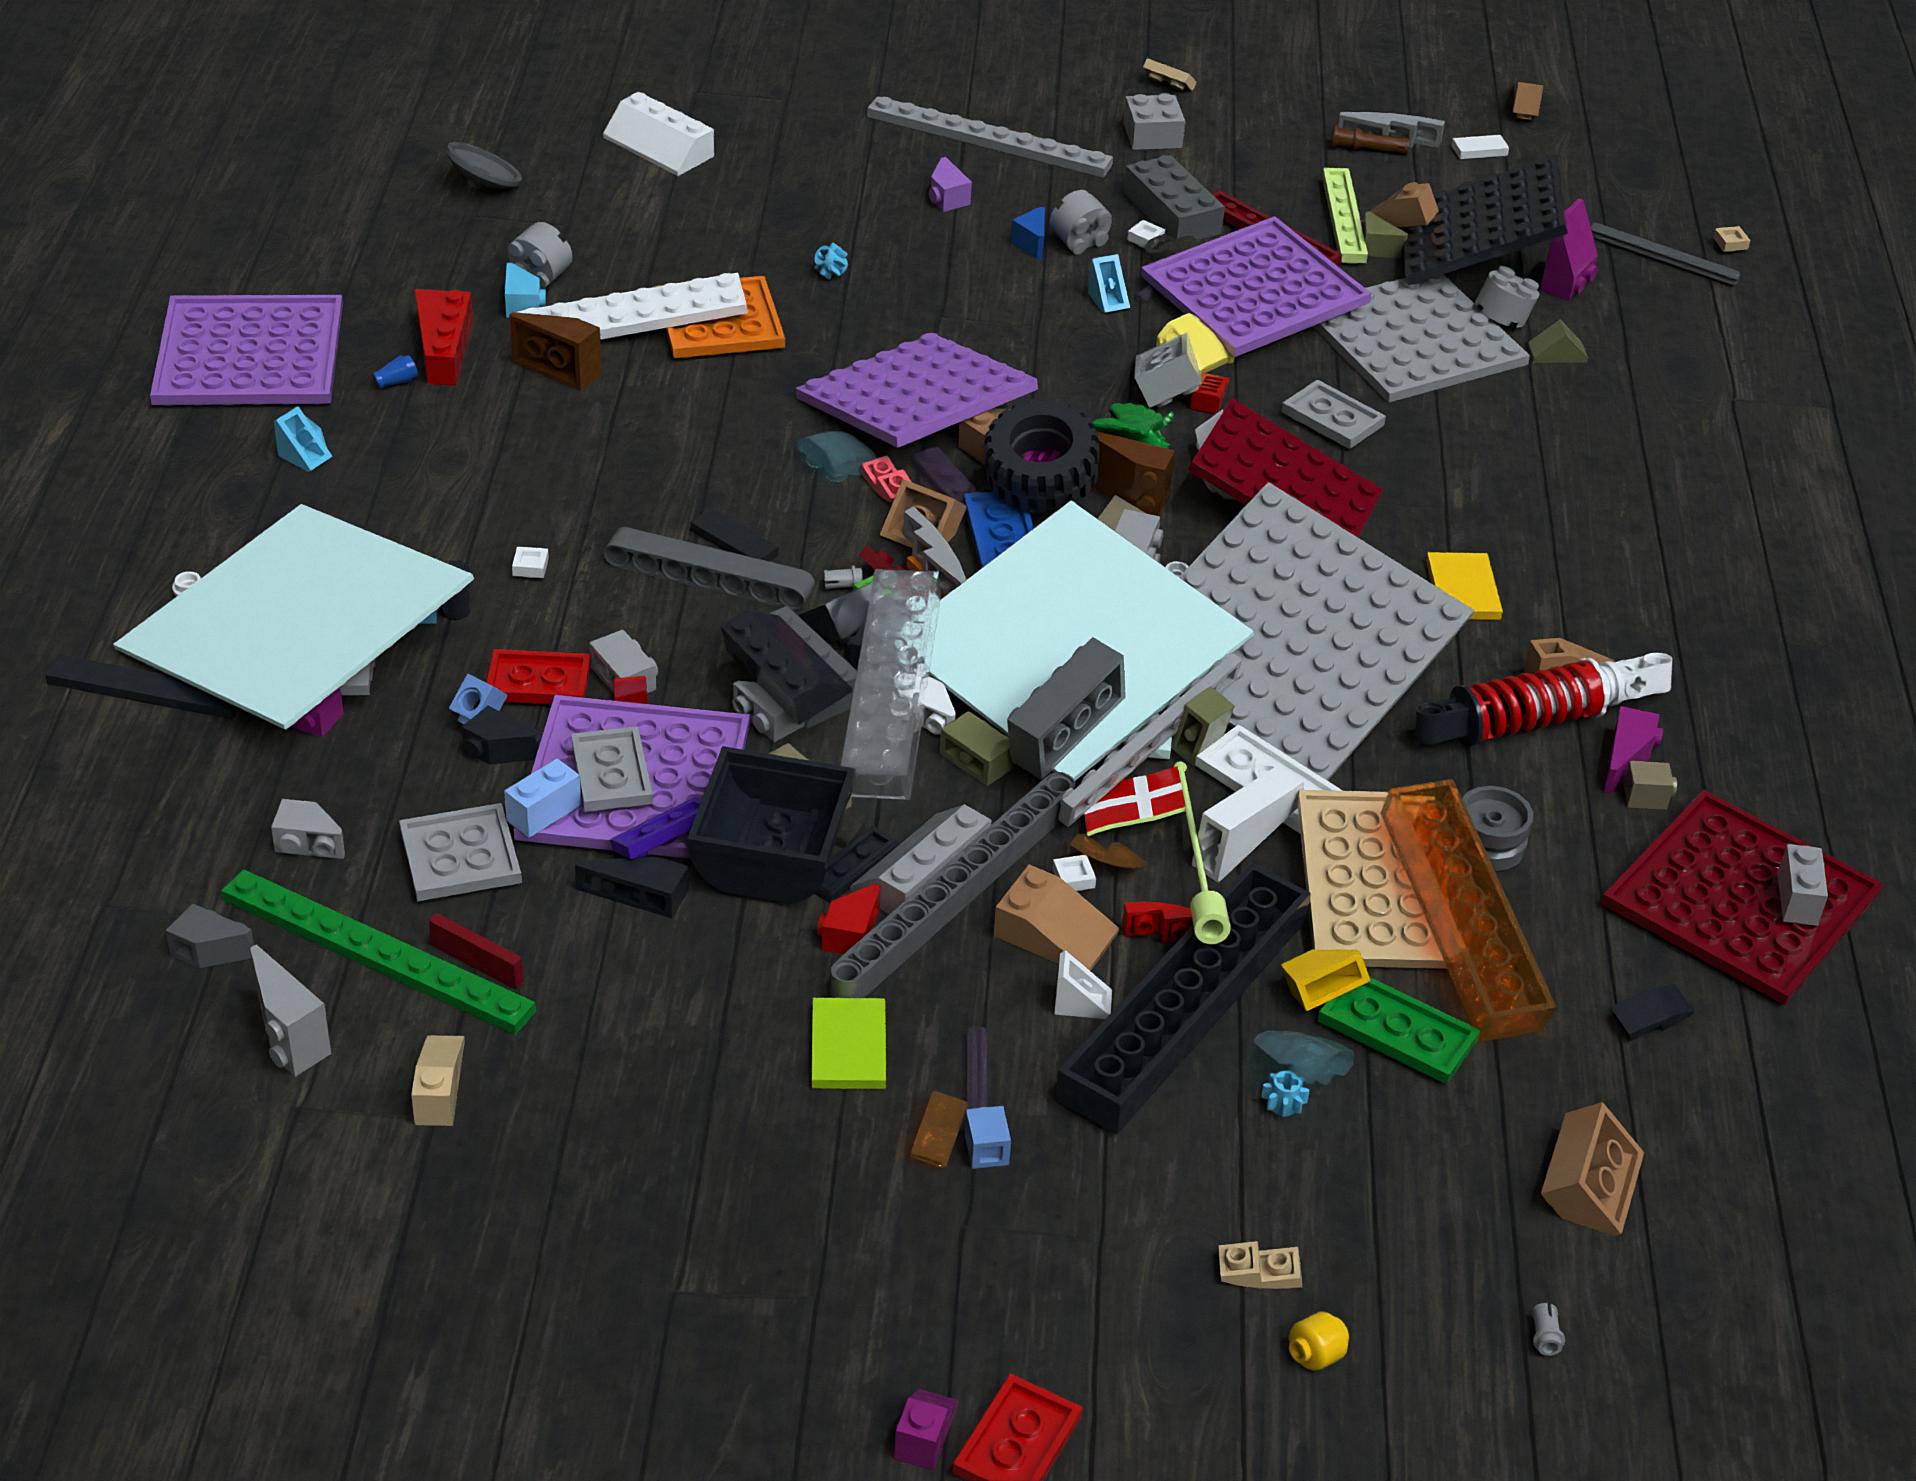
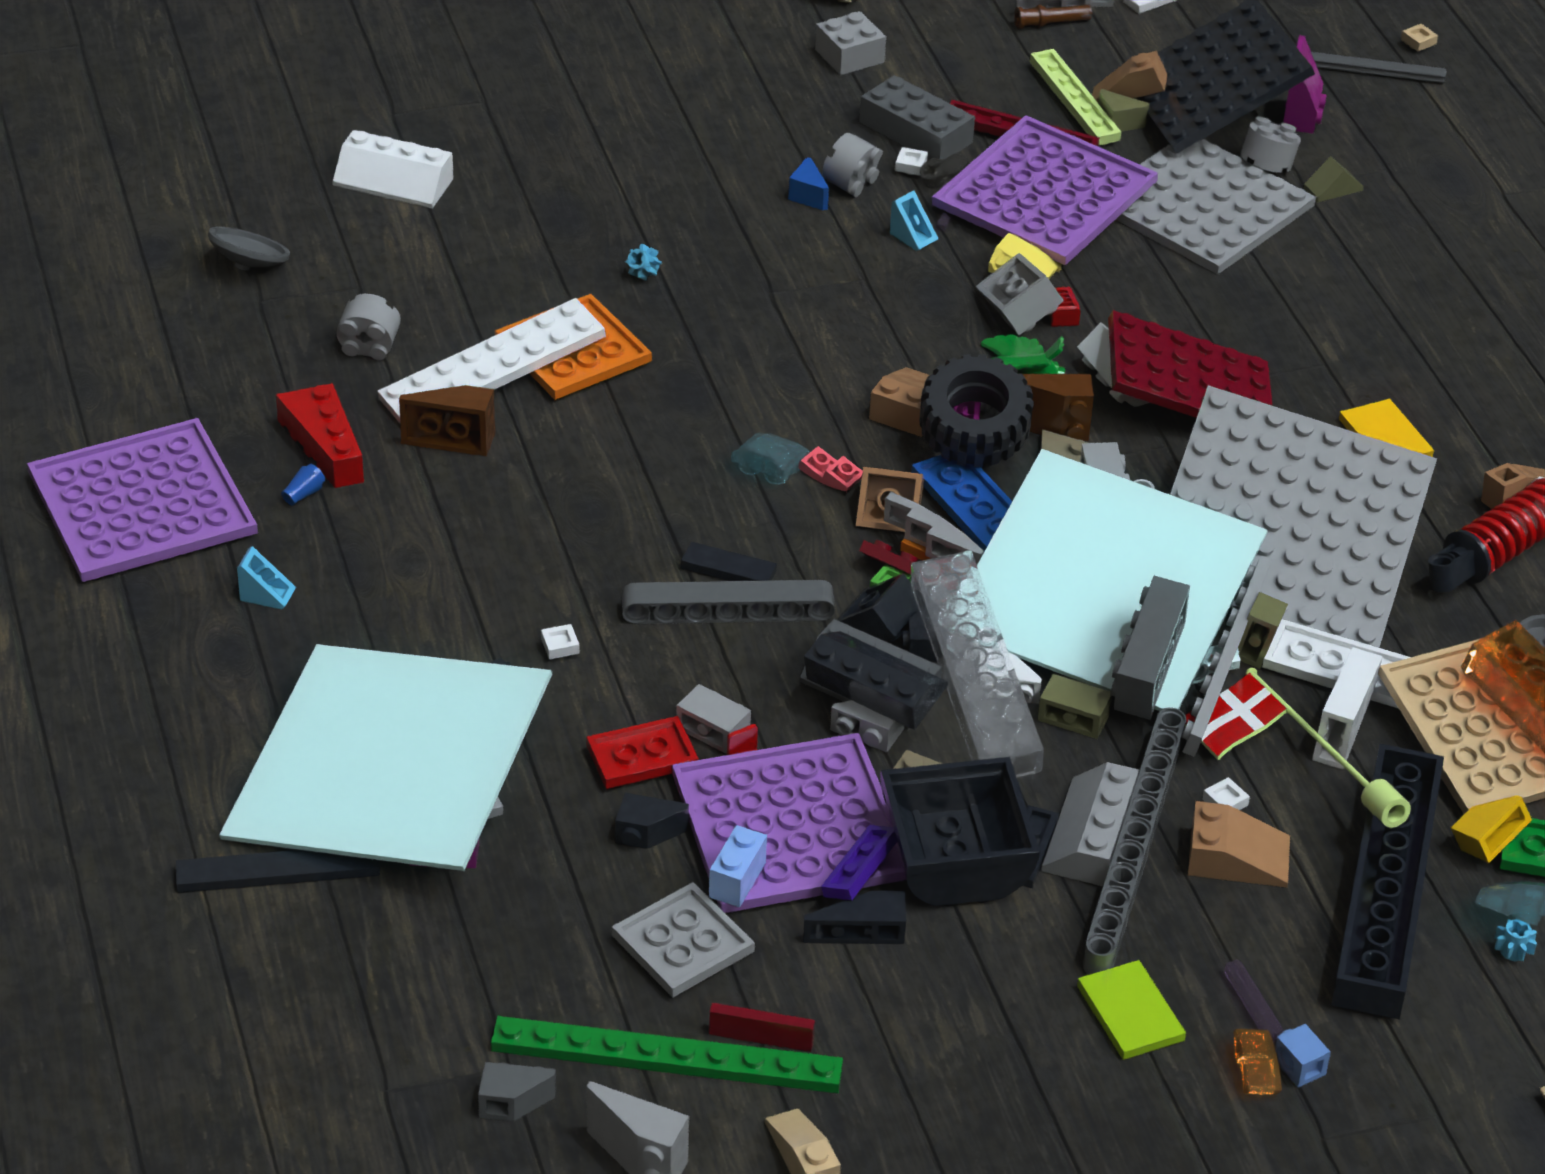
camera: 20 degrees left, 0 degrees up
(184, 581) = (248, 755): white plate -> none
(306, 830) = (534, 961): light grey slope -> none
(472, 691) = (603, 779): medium blue brick -> none
(522, 290) = (369, 368): medium azure slope -> none
(611, 769) = (781, 815): light grey plate -> none
(842, 578) = (854, 577): light grey pin -> none
(849, 919) = (1069, 900): red slope -> none
(916, 389) = (809, 373): medium lavender plate -> none
(942, 474) = (876, 450): clear purple plate -> none
(949, 187) = (703, 156): medium lavender slope -> none
(990, 136) = (702, 94): light grey plate -> none
(1080, 991) = (1295, 903): white slope -> none
(1115, 855) = (1252, 771): clear orange slope -> none
(1156, 918) = (1330, 817): red slope -> none
(1333, 414) = (1182, 299): light grey plate -> none

